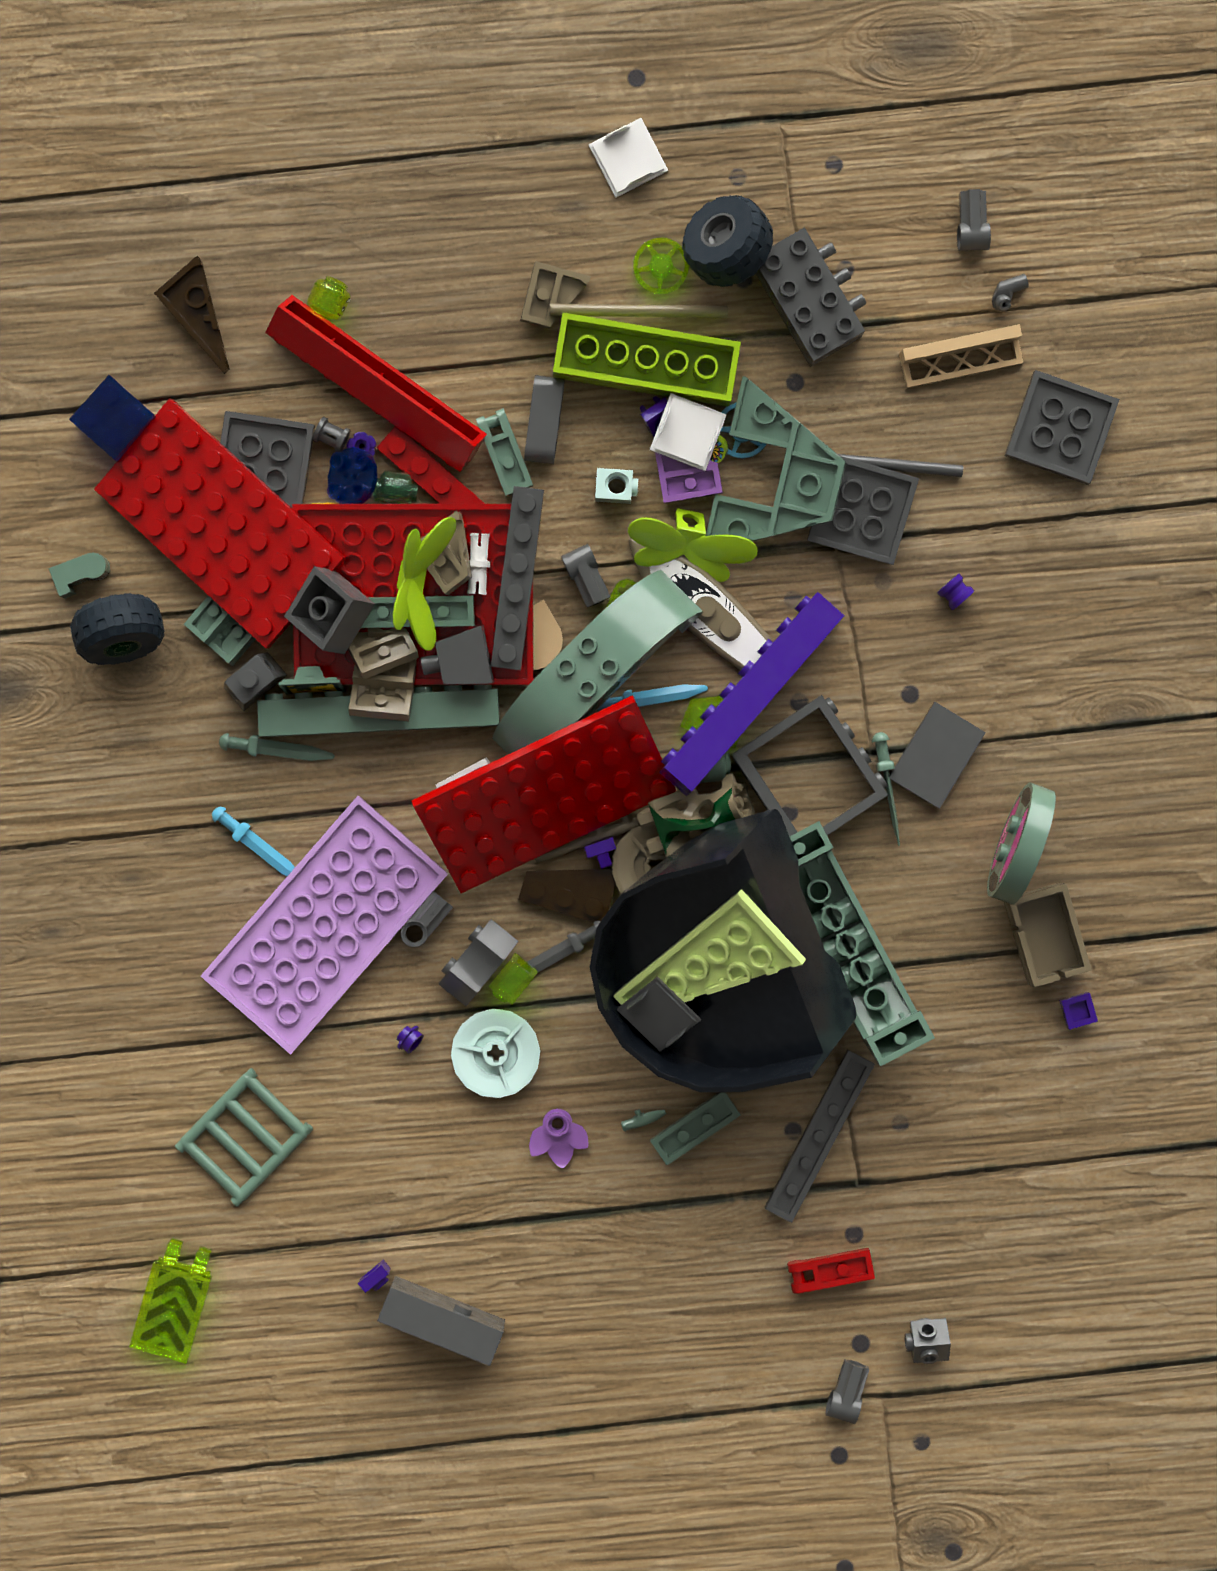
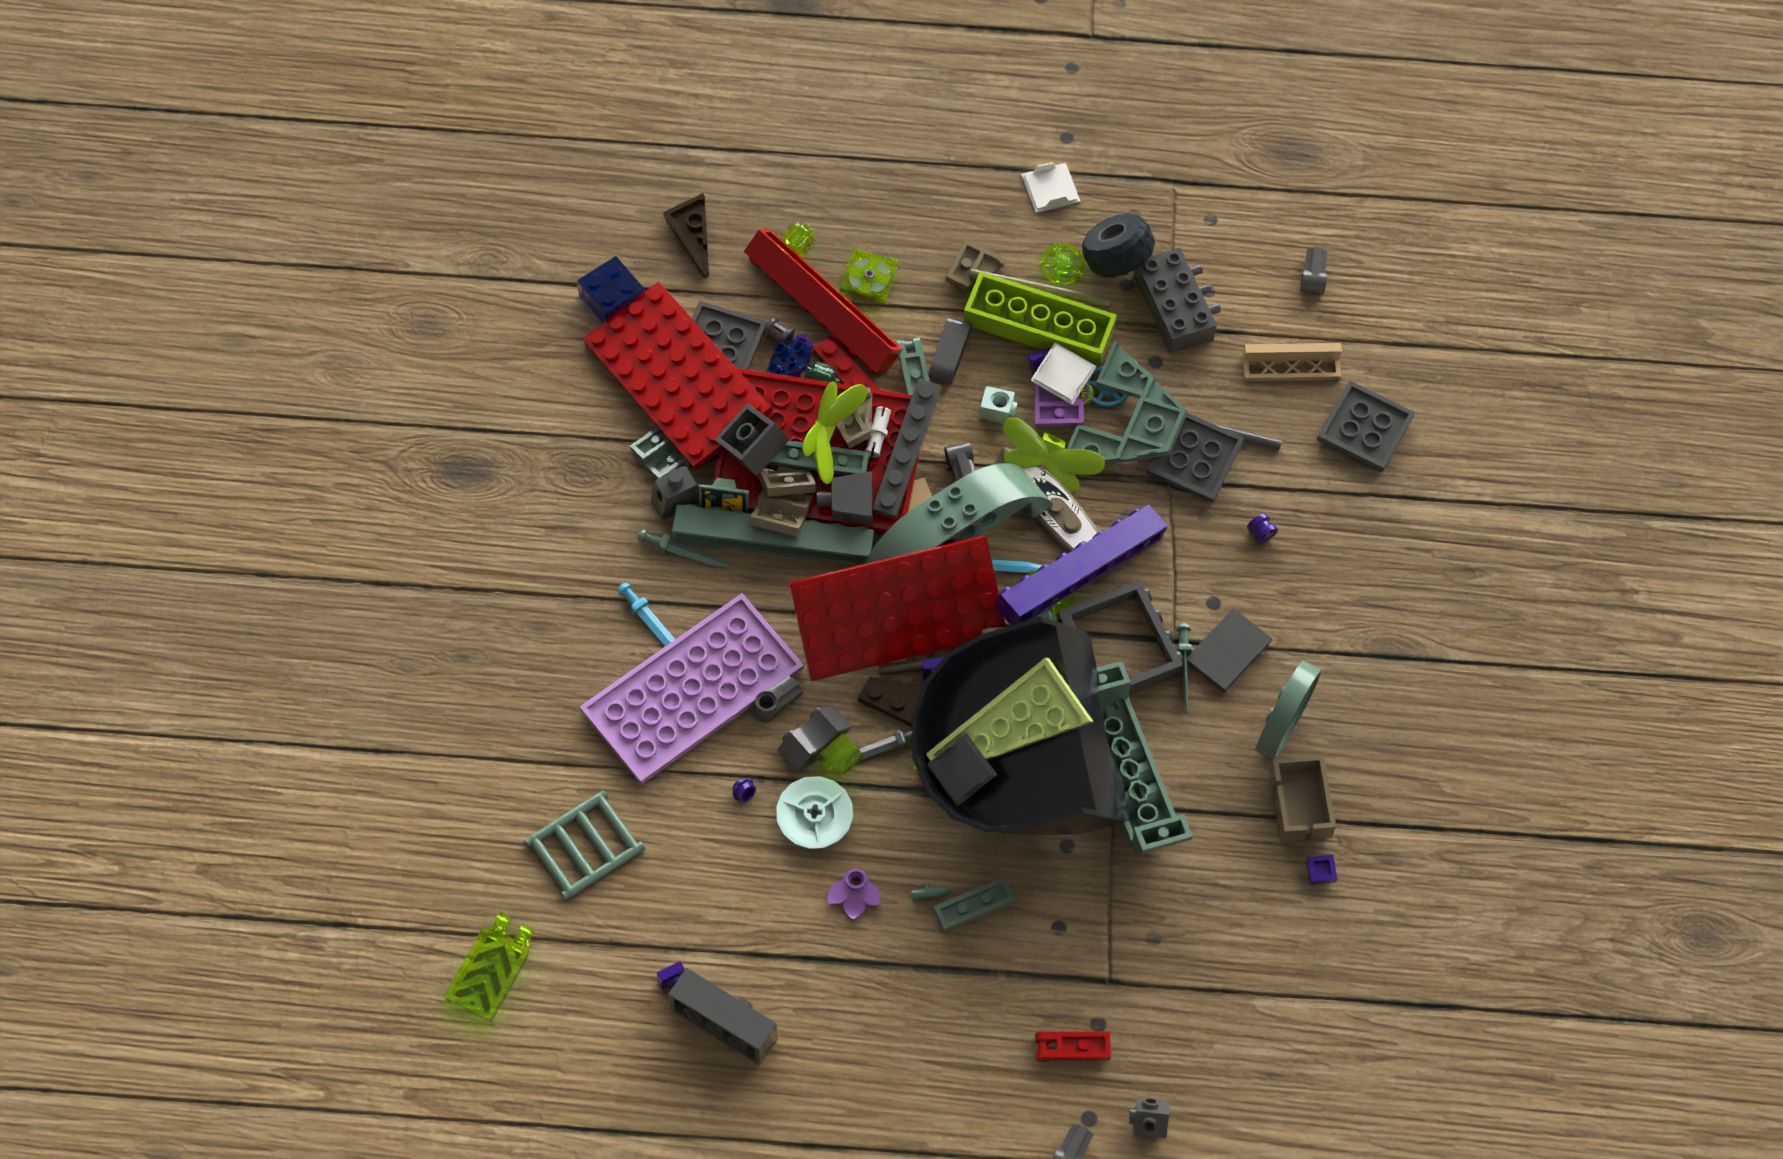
camera: 10 degrees right, 25 degrees down
(78, 571) = (555, 393): sand green leg -> none
(117, 629) = (578, 430): black wheel -> none
(426, 332) = (869, 276): none -> clear neon green piece
(819, 1136) = (1080, 931): dark grey plate -> none
(1005, 290) = (1333, 325): dark grey arm -> none

